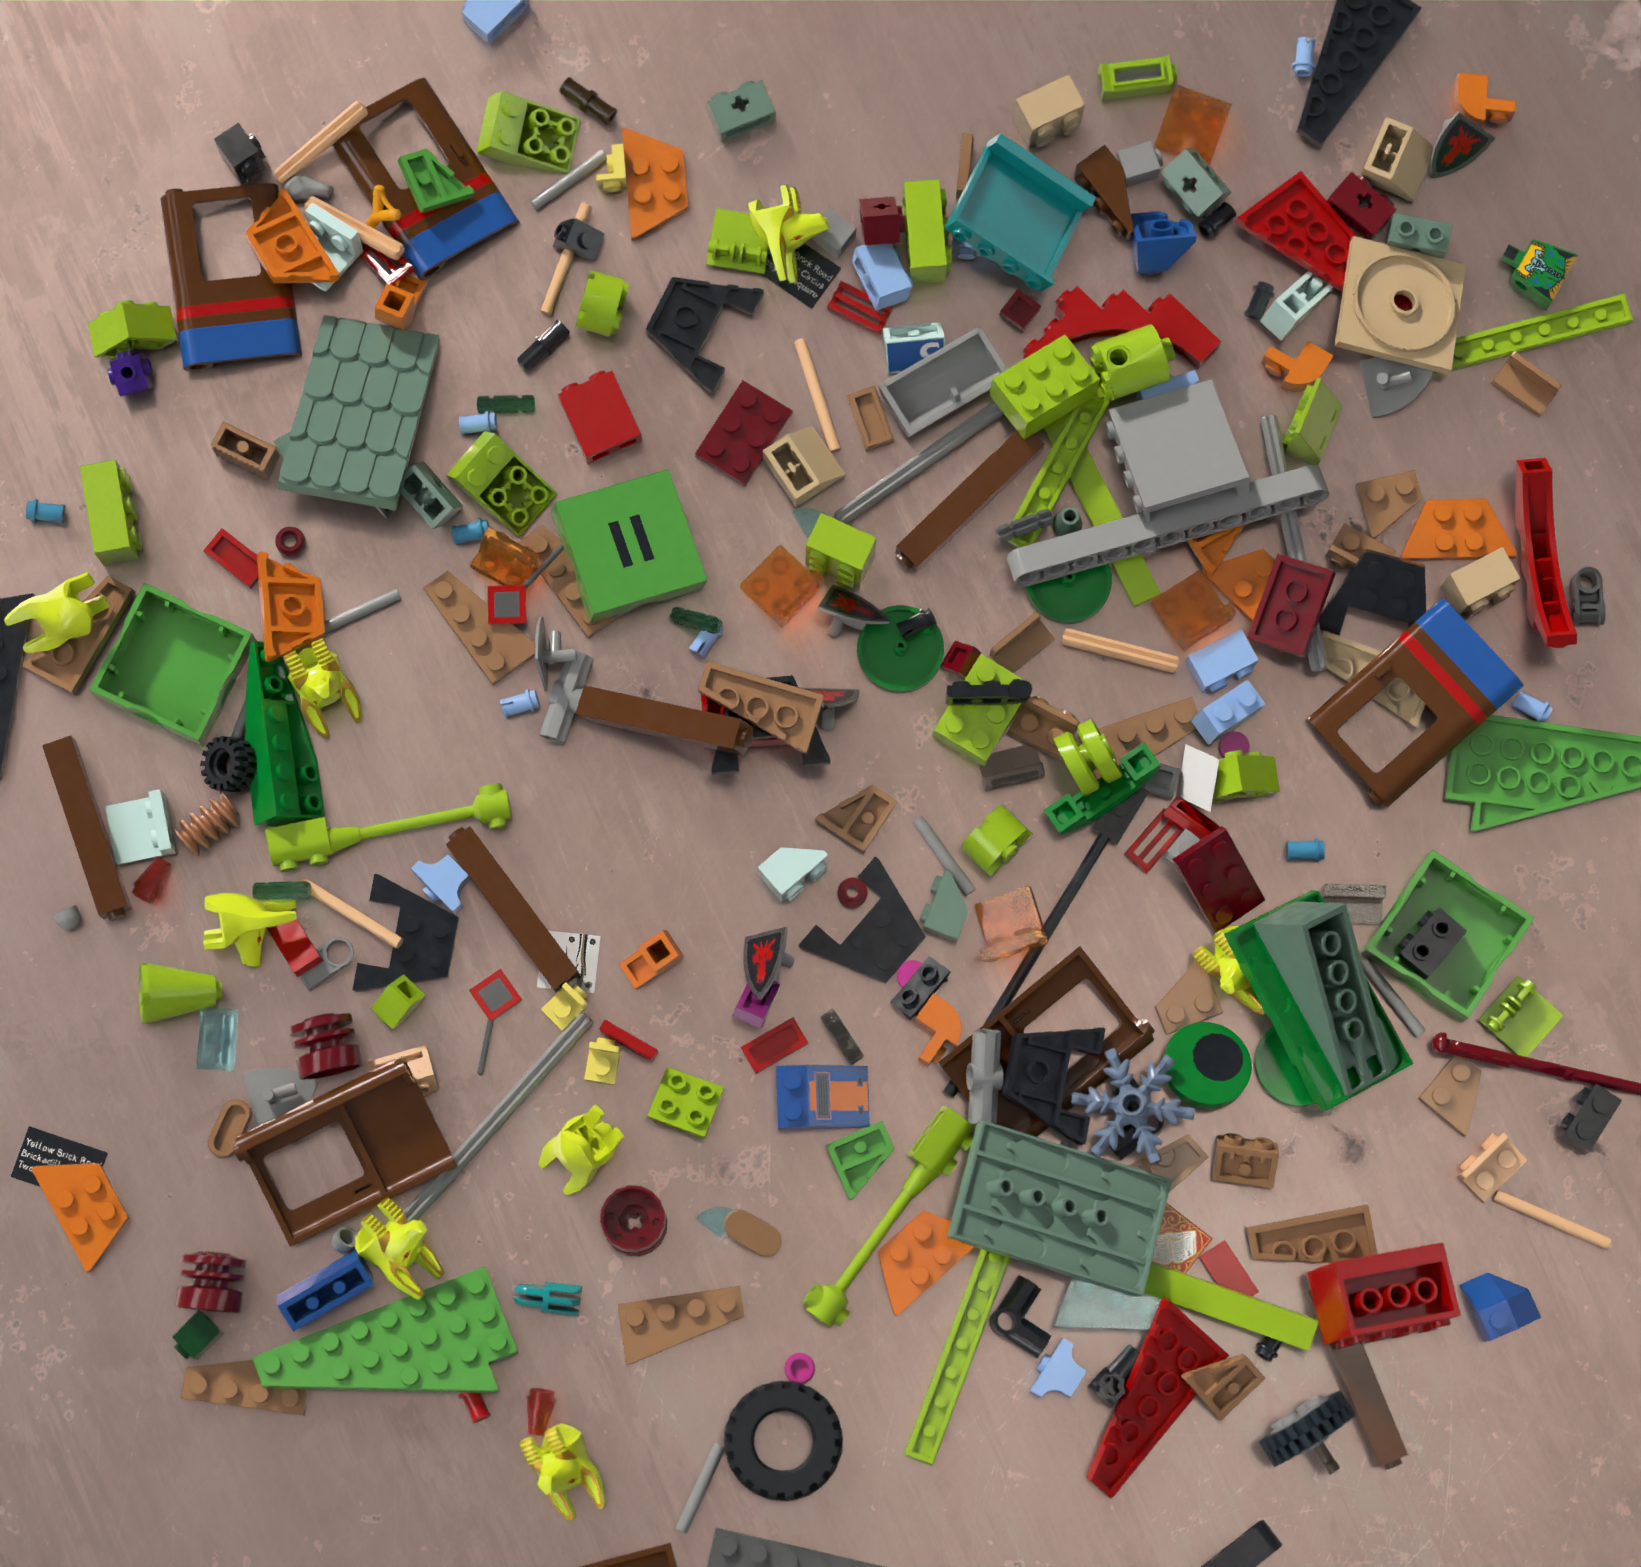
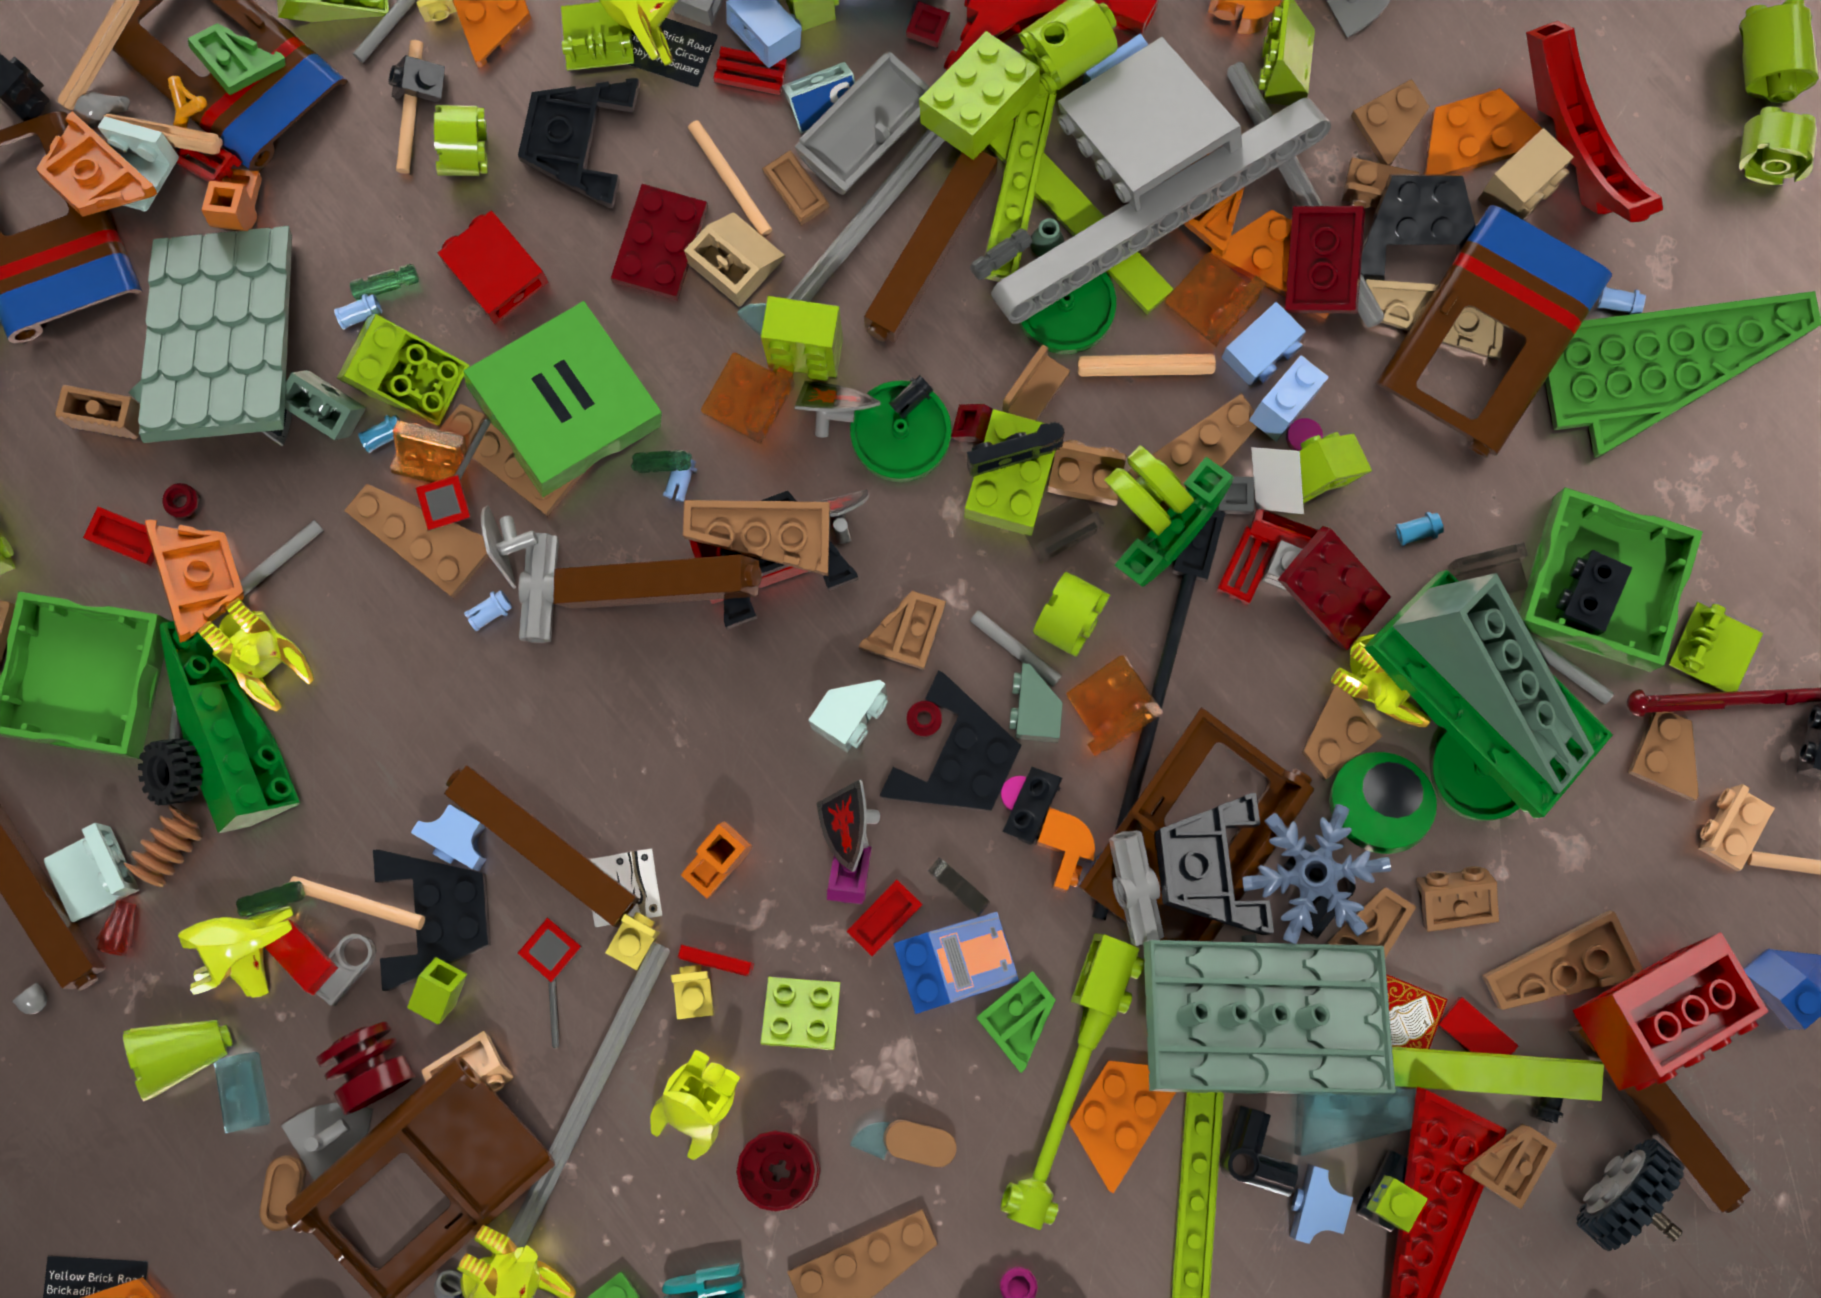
camera: 10 degrees left, 0 degrees up
(315, 840) = (297, 829): lime bar -> none
(543, 345) = (408, 206): black axle -> none
(1116, 1378) = (1396, 1203): none -> lime brick
(1587, 604) = (1651, 165): dark grey piece -> none

